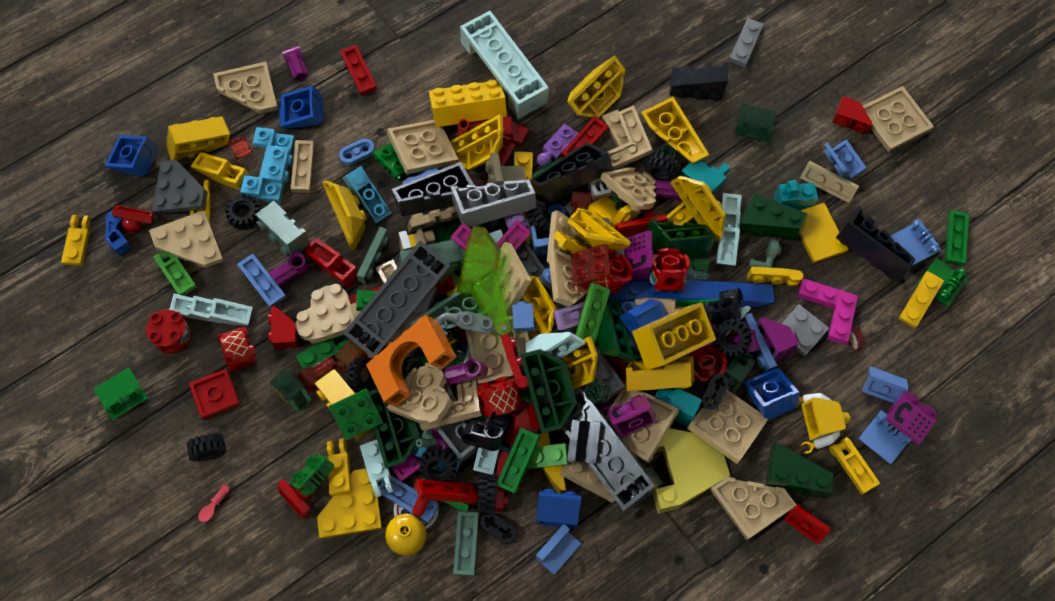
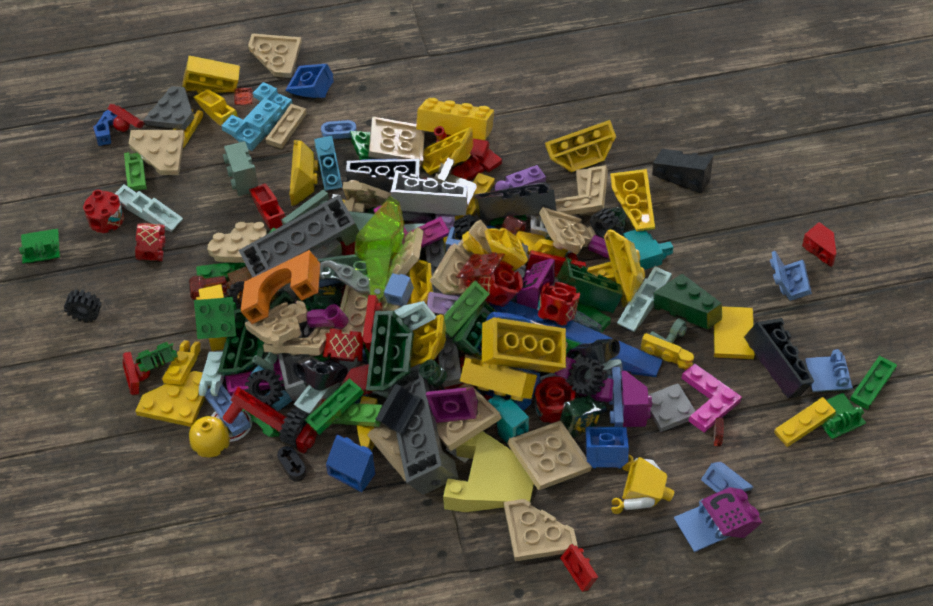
camera: 30 degrees right, 15 degrees down
(76, 241) = (71, 123): yellow hinge -> none
(132, 155) = (151, 73): blue slope -> none
(208, 511) = (57, 358): coral piece -> none
(214, 394) = (114, 272): red plate -> none
(235, 205) = (212, 138): black tyre -> none
(261, 280) = (201, 201): medium blue plate -> none
(283, 330) = (195, 244): red slope -> none
(288, 270) = (235, 198): magenta piece -> none
(288, 388) = (173, 281): clear green torso -> none
(294, 59) = (326, 43): magenta piece -> none
(358, 70) = (376, 68): red plate -> none
(465, 544) = (256, 463): sand green plate -> none
(506, 62) = (507, 99): light aqua plate -> none
(558, 550) = (334, 498): medium blue panel -> none
(590, 133) = (558, 179): red plate -> none
(718, 393) = (543, 414): black beam -> none
(746, 42) = (751, 153): light grey plate -> none
(755, 122) = (721, 221): clear green hinge -> none
(796, 195) = (726, 291): teal hinge -> none
(797, 473) = (593, 521): dark green wedge -> none
(829, 181) = (767, 291): tan plate -> none
(854, 465) = (656, 539): yellow plate -> none
(896, 119) = (867, 261): tan plate -> none

